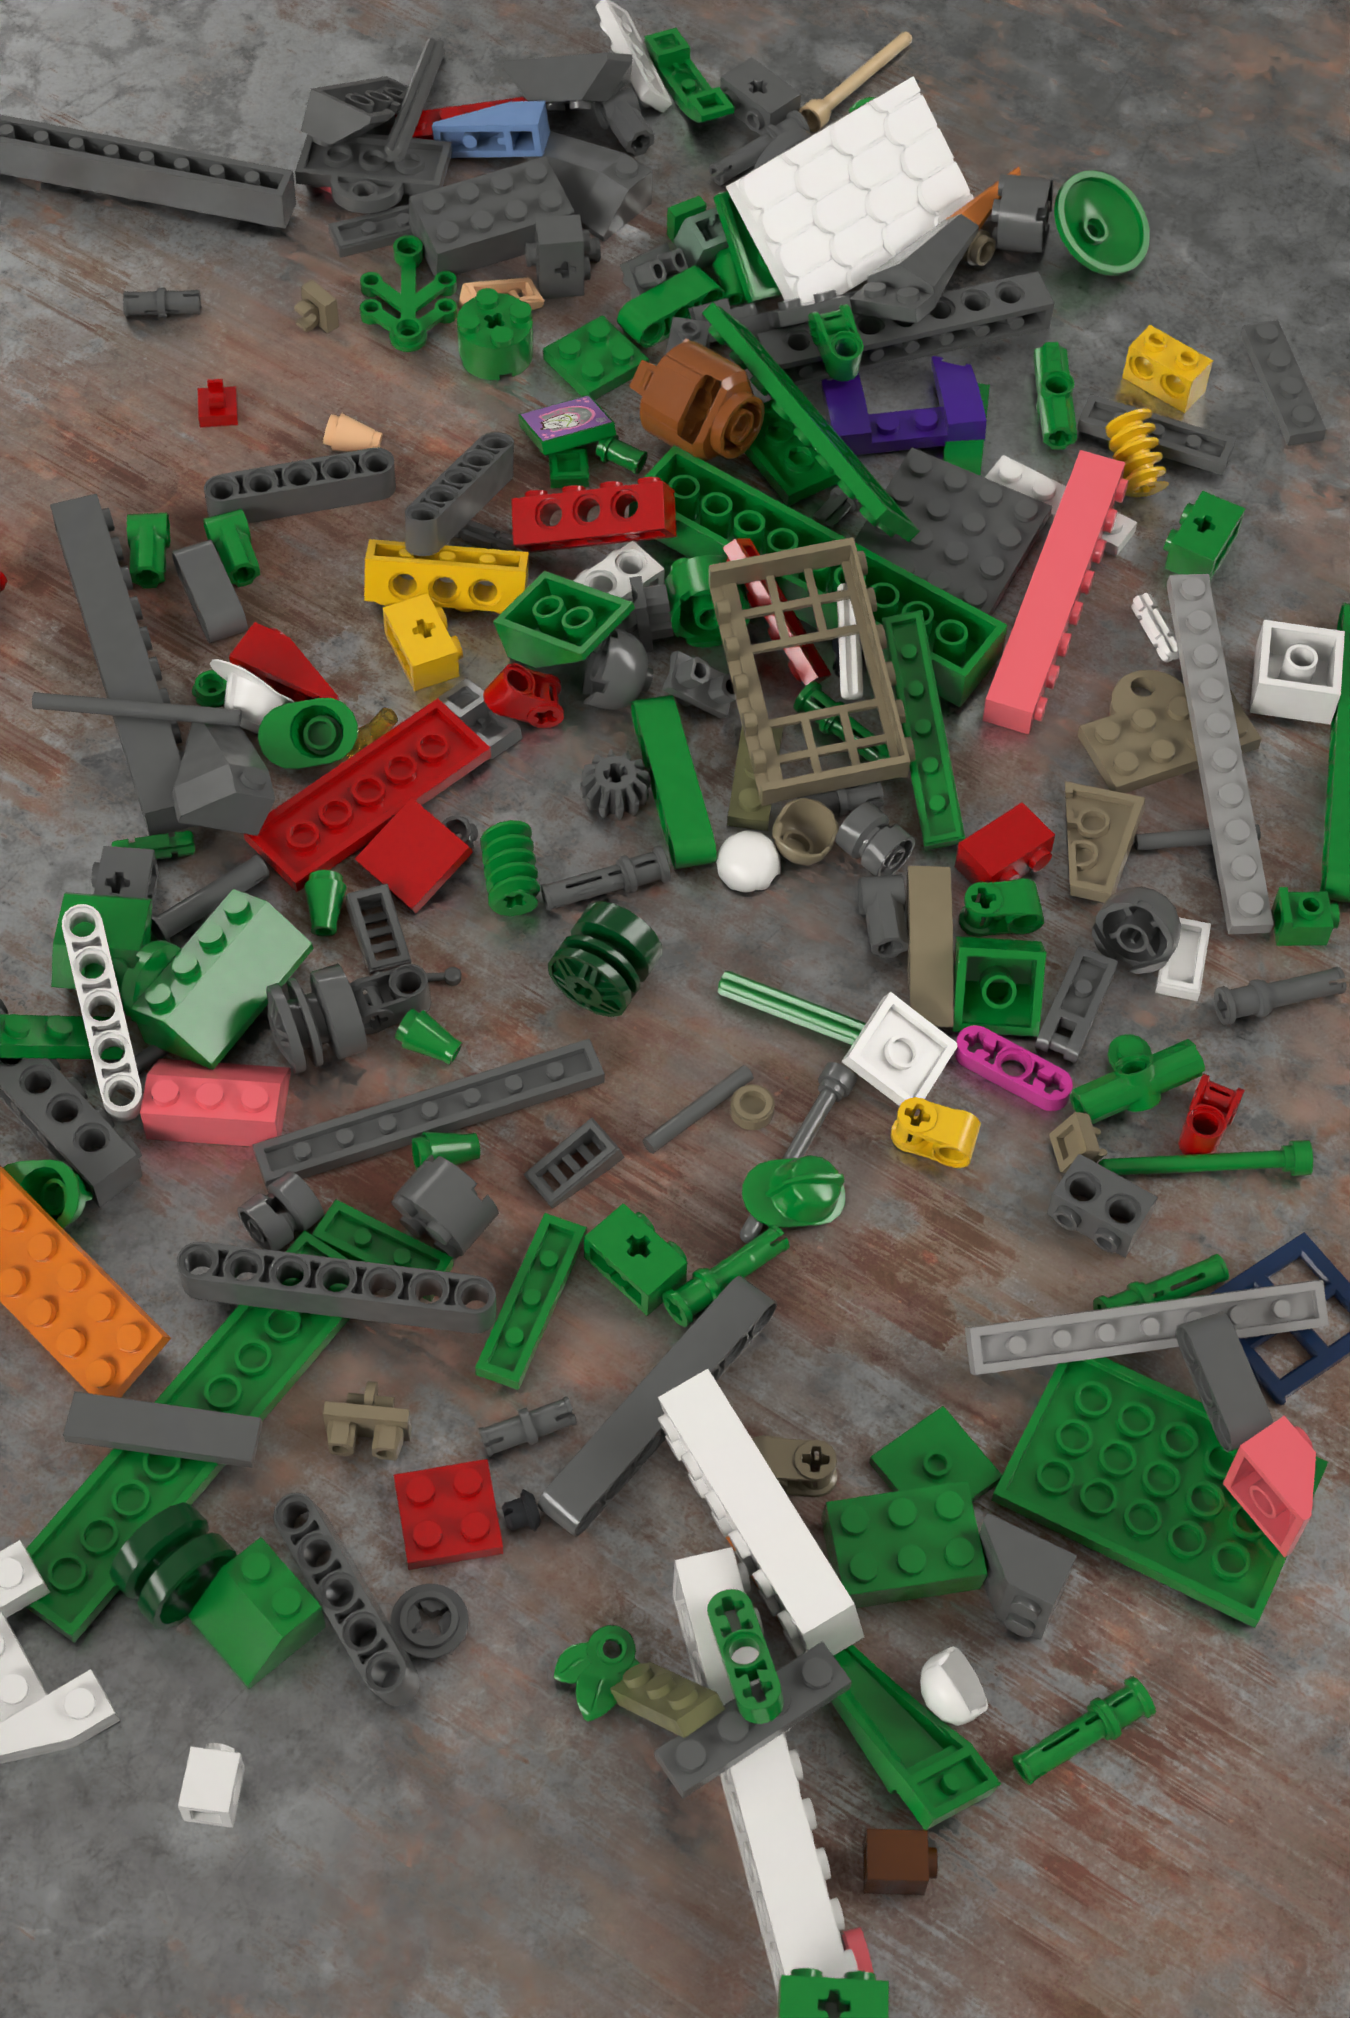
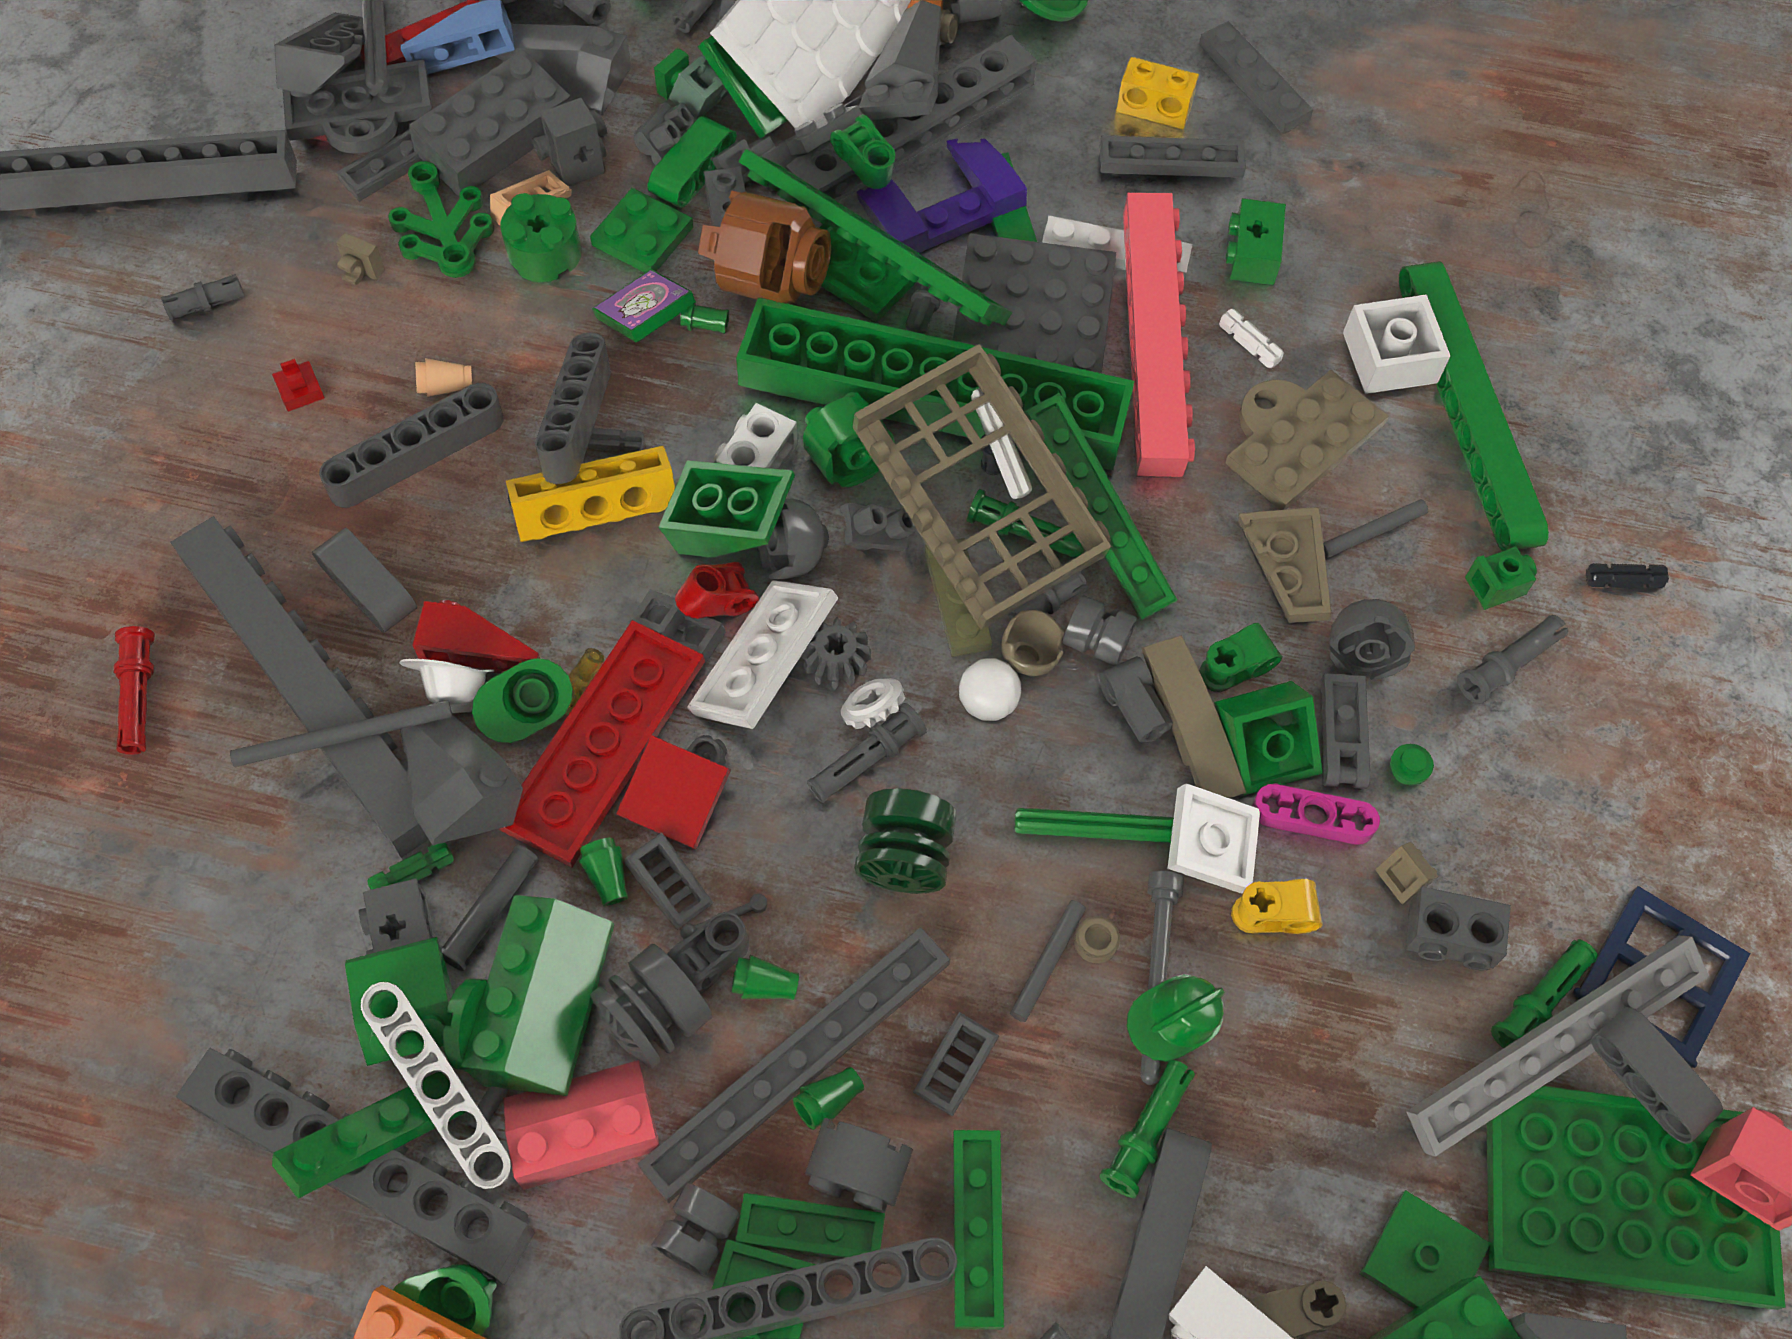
camera: 20 degrees left, 5 degrees up
(147, 539) = (283, 548): green piece -> none
(209, 682) = (394, 683): green plate -> none
(233, 544) = (367, 521): green piece -> none
(422, 641) = (593, 566): yellow brick -> none
(510, 868) = (769, 776): green piece -> none
(545, 762) = (762, 653): none -> white tile
(569, 468) = (661, 347): green tile -> none
(630, 836) = (872, 702): none -> white gear
(640, 1279) = (1081, 1158): green brick -> none
(650, 613) = (805, 464): dark grey hips -> none
(652, 520) = (770, 379): red brick -> none
(673, 782) = (889, 631): green beam -> none
(728, 277) = (732, 117): green cone -> none
(804, 659) = (960, 476): red plate -> none
(1006, 848) = (1218, 599): red brick -> none
(1055, 396) = (1071, 146): green piece -> none
(1133, 447) = (1166, 176): yellow piece -> none
(1138, 1081) = (1436, 792): green piece -> none
(1185, 968) = (1425, 667): white tile -> none
(1211, 1113) = (1510, 795): red piece -> none
(1219, 755) = (1365, 446): light grey plate -> none
(1291, 1158) = (1599, 815): green piece -> none

